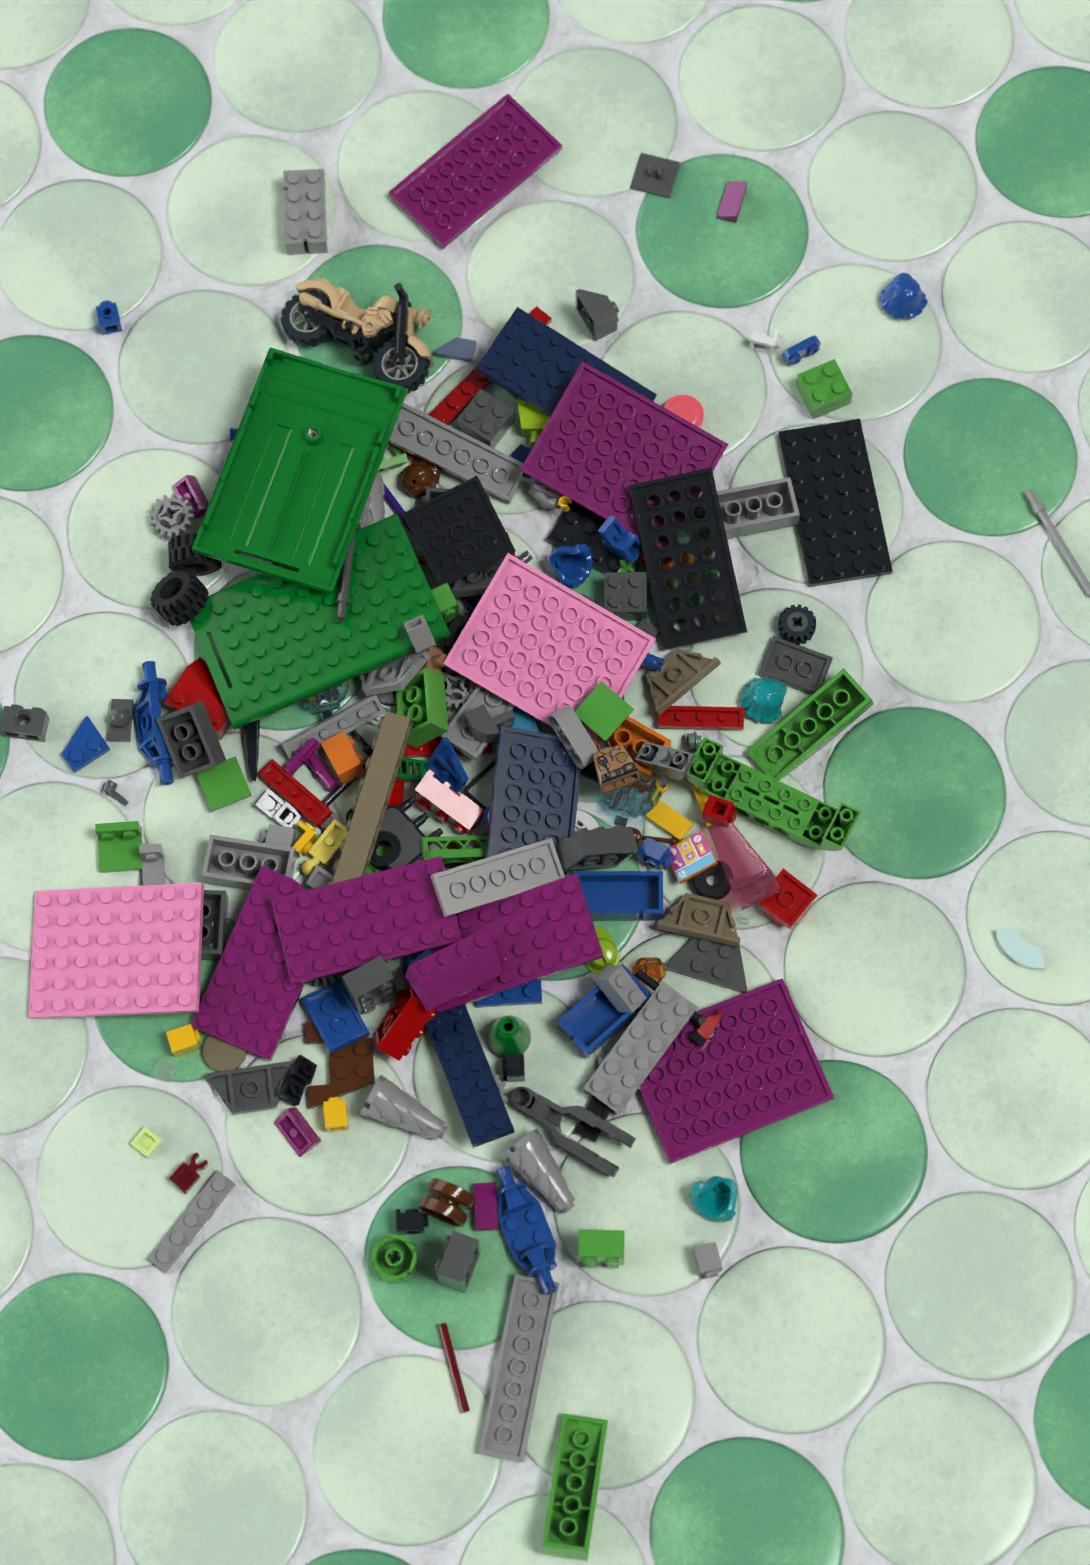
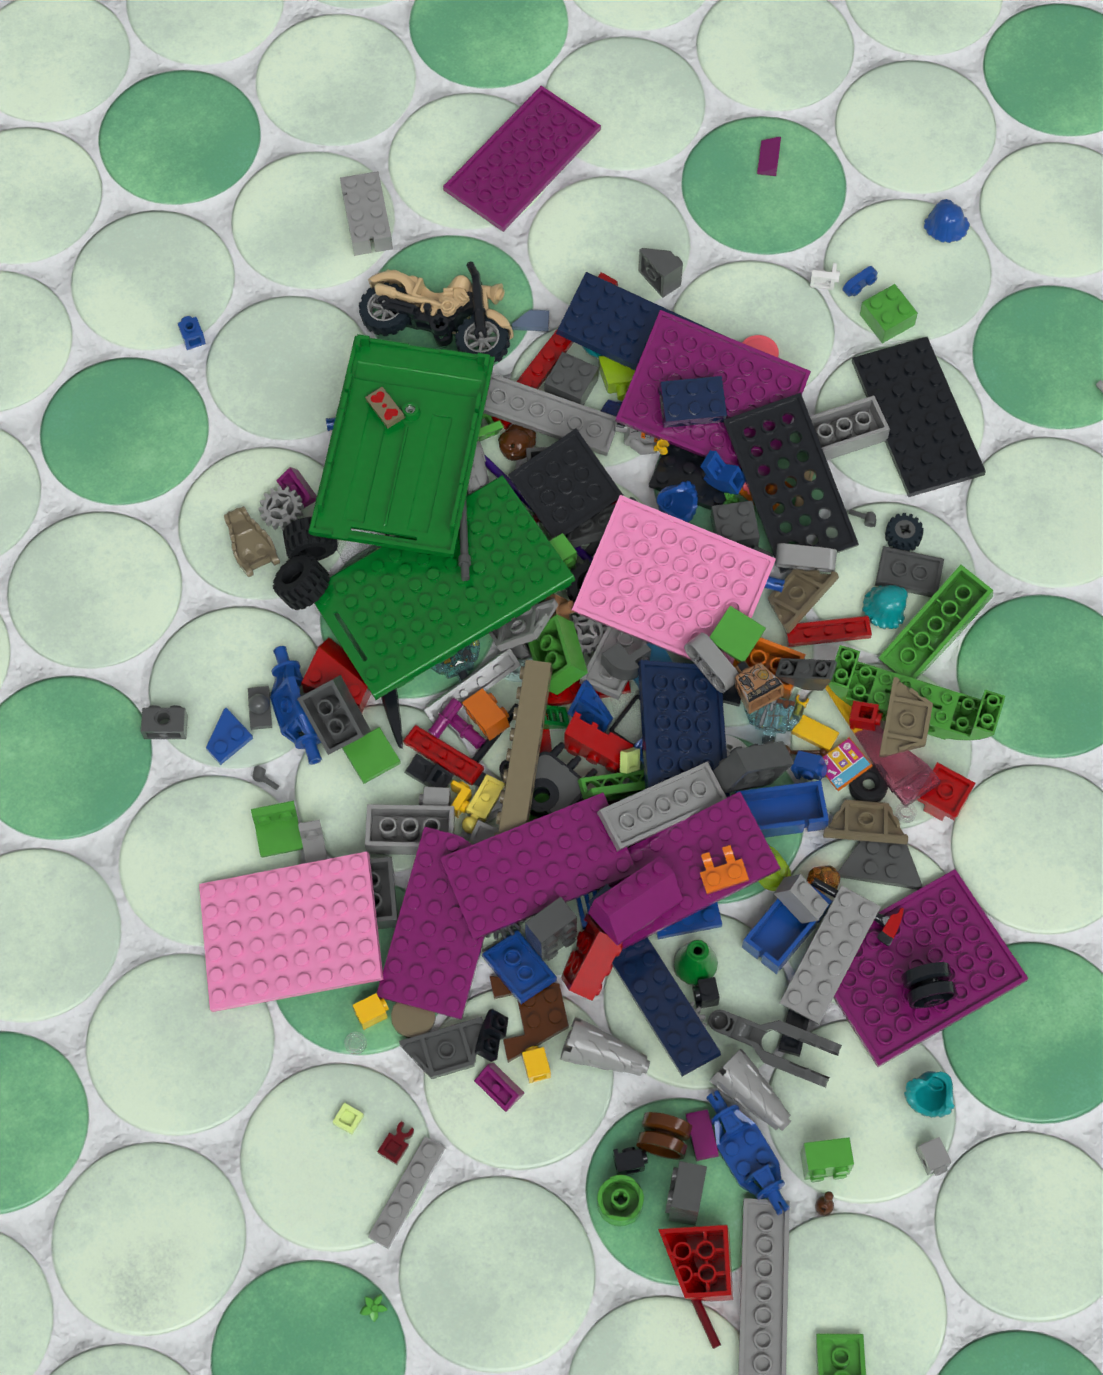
camera: 10 degrees left, 5 degrees down
(135, 549) = (250, 543): none -> dark tan animal
(142, 1327) = (373, 1307): none -> bright green plant
(287, 428) = (385, 407): none -> dark tan tile
(367, 748) = (508, 703): black piece -> none
(419, 633) = (546, 581): light grey brick -> none
(463, 1328) = (701, 1261): none -> red wedge
(477, 824) = (630, 760): none -> yellowish green tile
(545, 956) = (724, 875): none -> orange plate
(592, 1289) = (825, 1202): none -> reddish brown hinge
(599, 462) = (692, 401): none -> dark blue piece
(655, 175) = (692, 143): dark grey piece -> none
(690, 639) = (805, 557): none -> light grey beam
(693, 741) = (825, 653): sand green plate -> none
(731, 1092) = (929, 985): none -> black wheel
(757, 822) = (905, 720): none -> dark tan wing
(765, 604) = (870, 517): none -> dark grey hand

